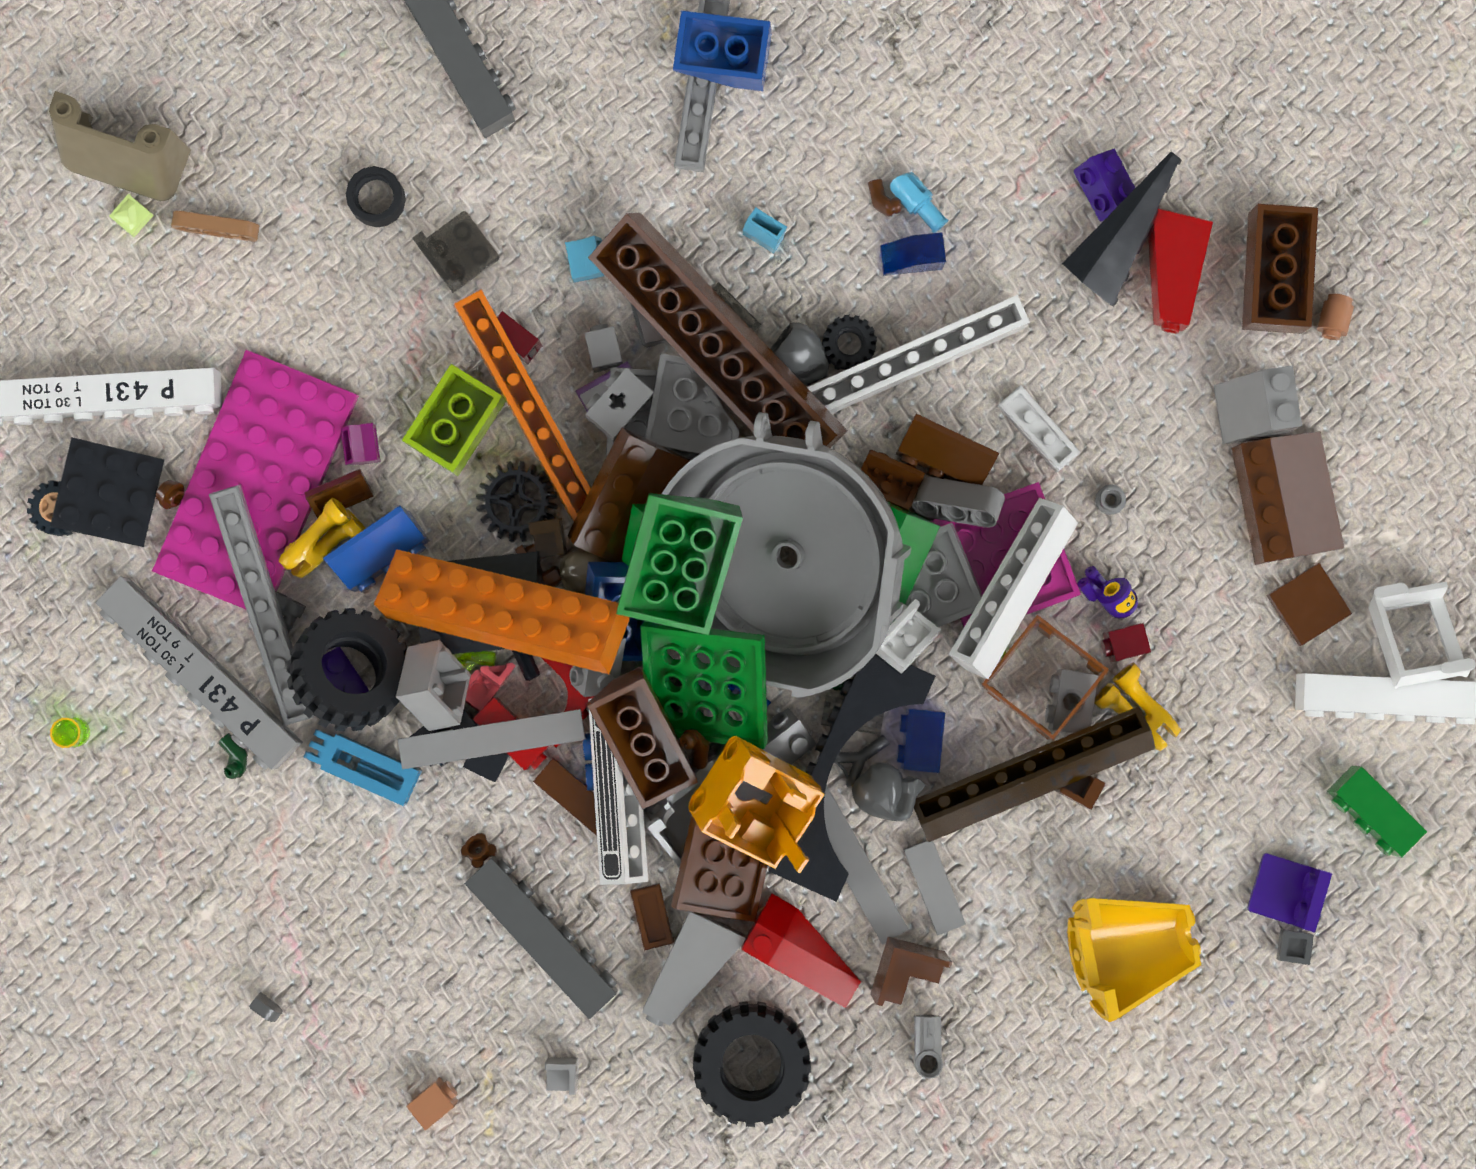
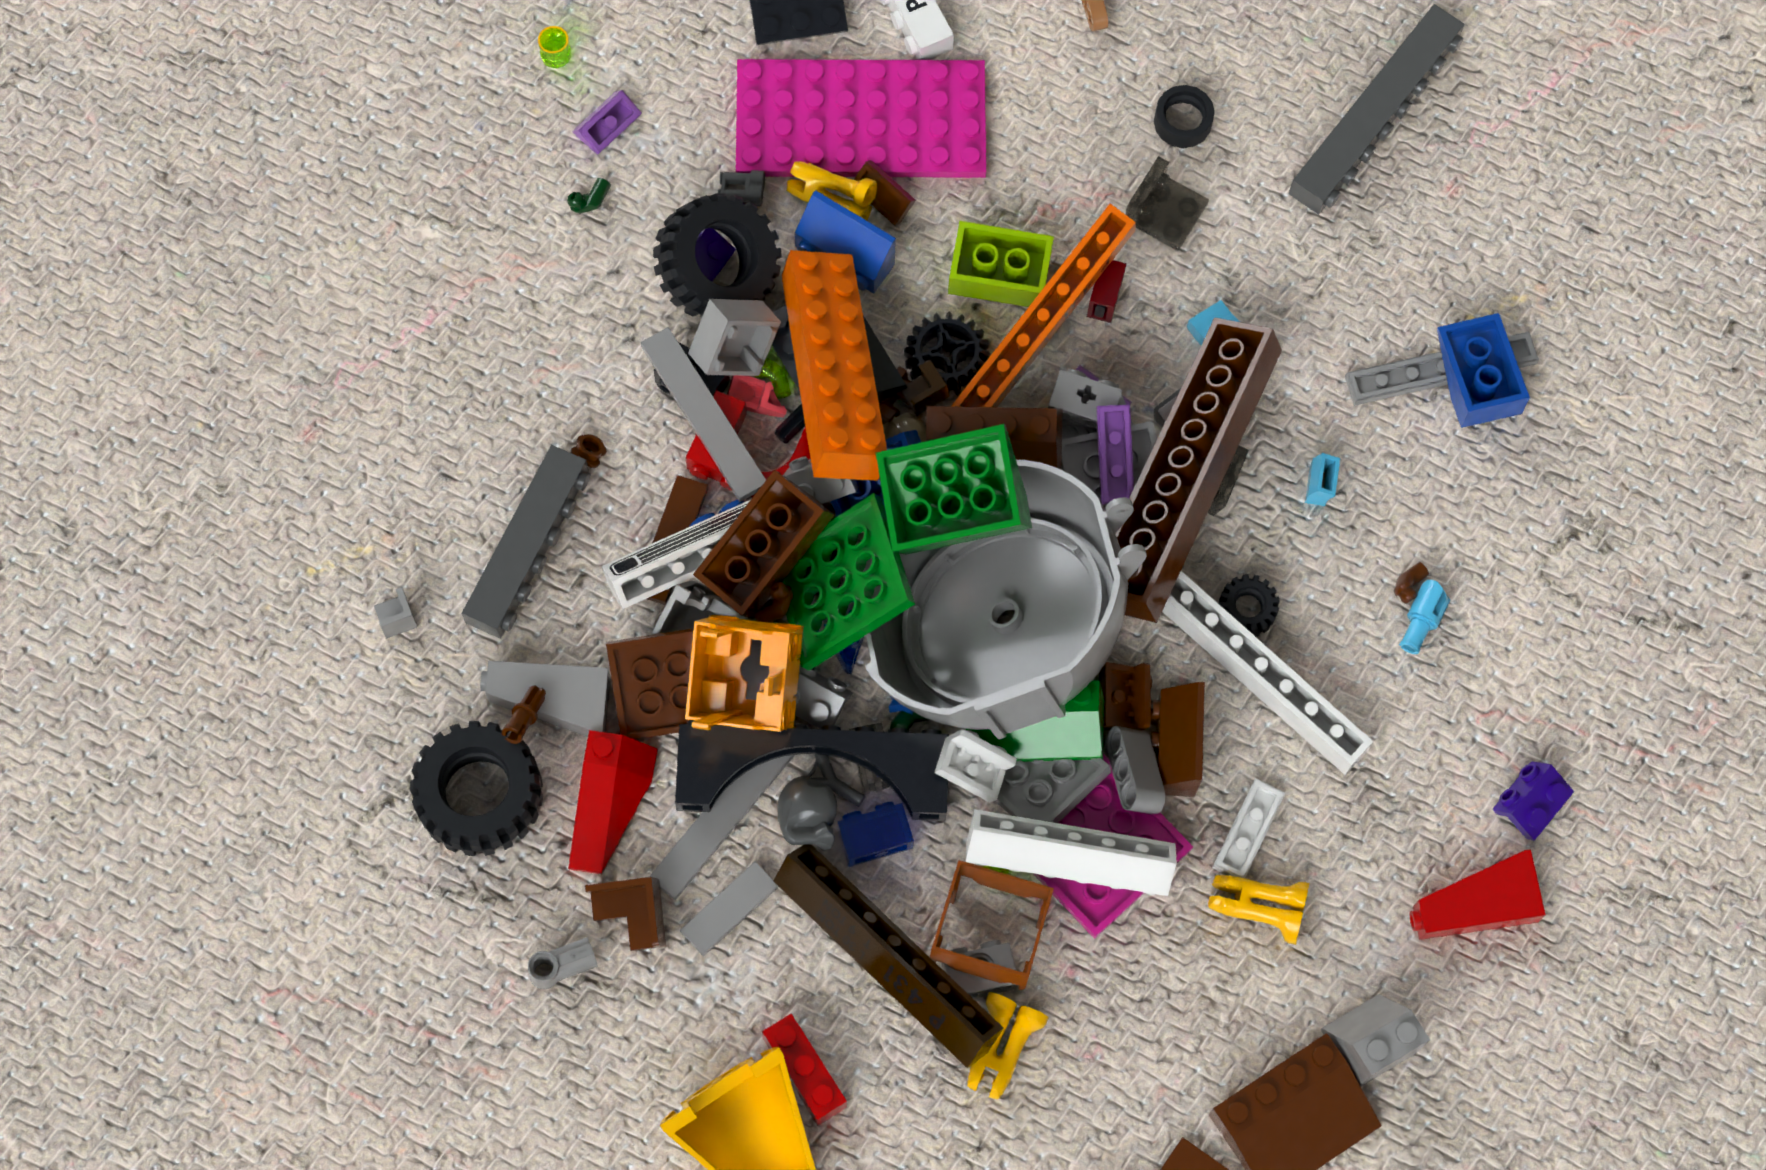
camera: 70 degrees right, 15 degrees down
(163, 712) = (607, 121): none -> medium lavender slope
(170, 494) = (817, 47): reddish brown plate -> none
(198, 673) = (656, 137): light grey brick -> none
(258, 596) = (761, 149): light grey tile -> none
(266, 1008) = (358, 315): dark grey tile -> none
(360, 444) = (940, 195): magenta piece -> none
(374, 772) = (627, 328): dark azure hinge -> none
(433, 1103) = (321, 503): nougat brick -> none
(487, 766) = (676, 424): black panel -> none
(603, 348) = (1135, 374): light grey brick -> none
(652, 916) = (587, 640): reddish brown tile -> none
(681, 399) = (1114, 452): none -> medium lavender tile
(709, 1002) = (524, 714): none -> reddish brown axle
(802, 353) = (1214, 560): dark grey piece -> none
(913, 254) = (1368, 634): clear blue slope -> none
(1083, 792) = (892, 1018): reddish brown panel -> none
(1097, 880) = (806, 1070): none -> red arch
(1109, 251) = (1462, 822): black wedge -> none
(1114, 595) = (1109, 971): dark purple piece -> none
(1117, 493) = (1212, 922): light grey plate -> none
(1125, 642) = (1065, 1003): dark red brick -> none
(1132, 432) = (1241, 907): none -> yellow piece
(1280, 268) = (1530, 1006): reddish brown brick -> none
(1335, 316) = (1509, 1090): nougat brick -> none

